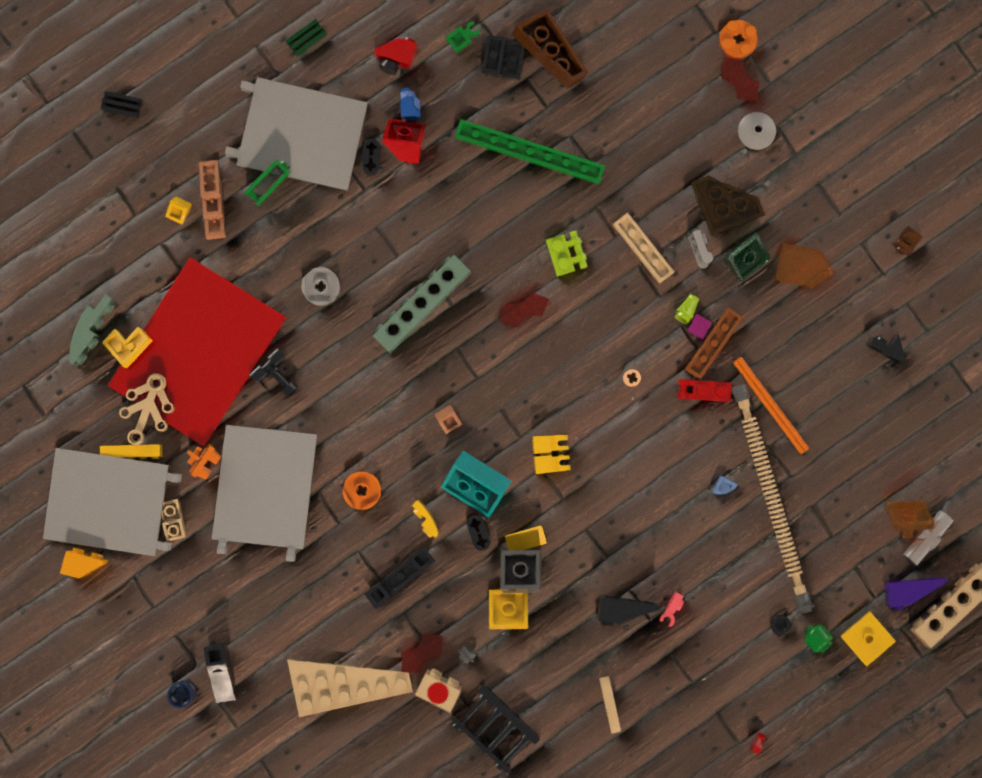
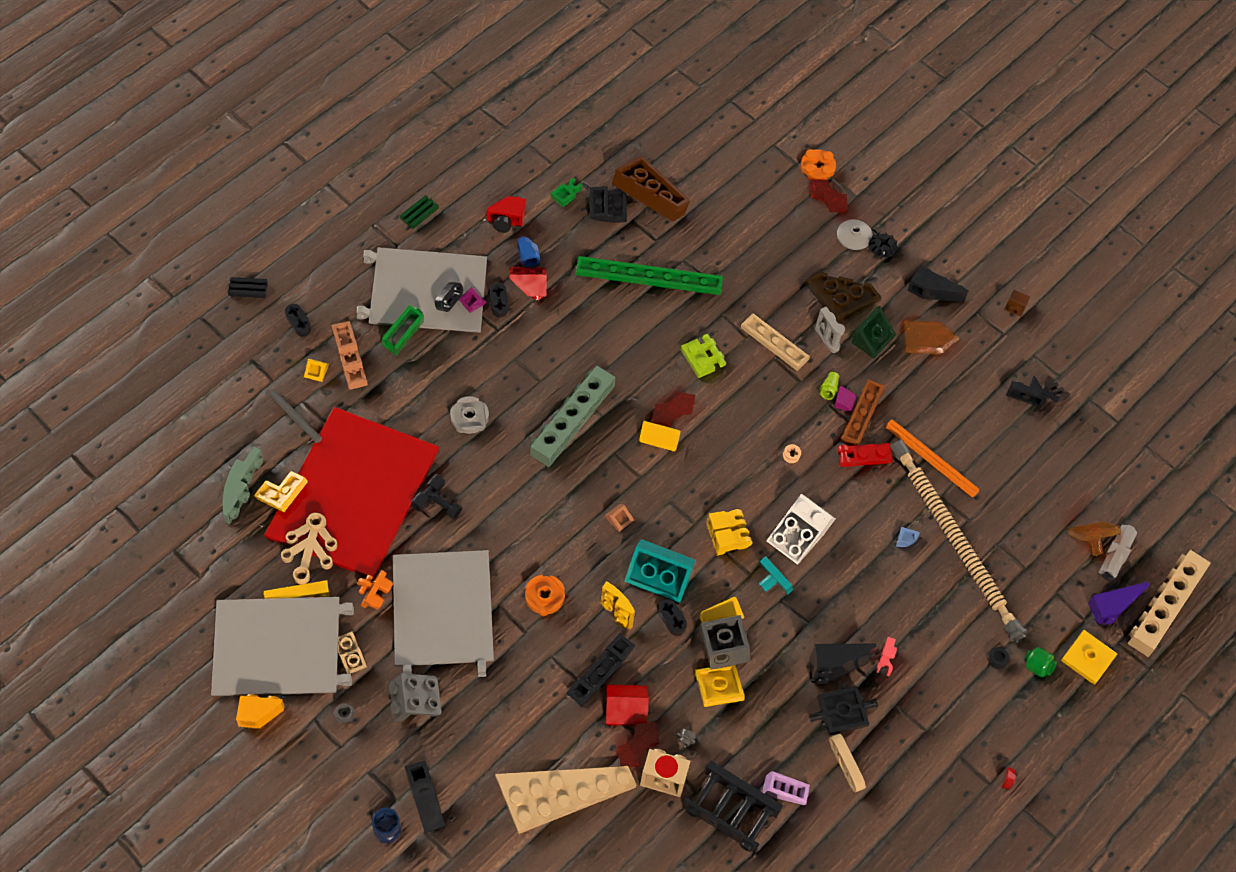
camera: 25 degrees left, 25 degrees down
(151, 262) = (295, 416): none -> dark grey bar
(155, 577) = (338, 713): none -> dark grey plate
(170, 149) = (301, 317): none -> black beam
(225, 574) = (414, 695): none -> dark grey bracket
(319, 150) = (449, 296): none -> black beam
(344, 154) = (472, 300): none -> magenta slope
(419, 611) = (626, 704): none -> red slope
(503, 340) = (659, 436): none -> yellow slope
(534, 711) = (784, 795): none -> lavender slope
(584, 509) = (774, 577): none -> teal tile
(618, 653) = (843, 710): none -> black plate
(622, 462) = (800, 529): none -> white slope
(775, 146) = (885, 250): none -> black gear
(820, 208) = (936, 287): none -> black slope
(922, 351) = (1052, 390): none -> black tile

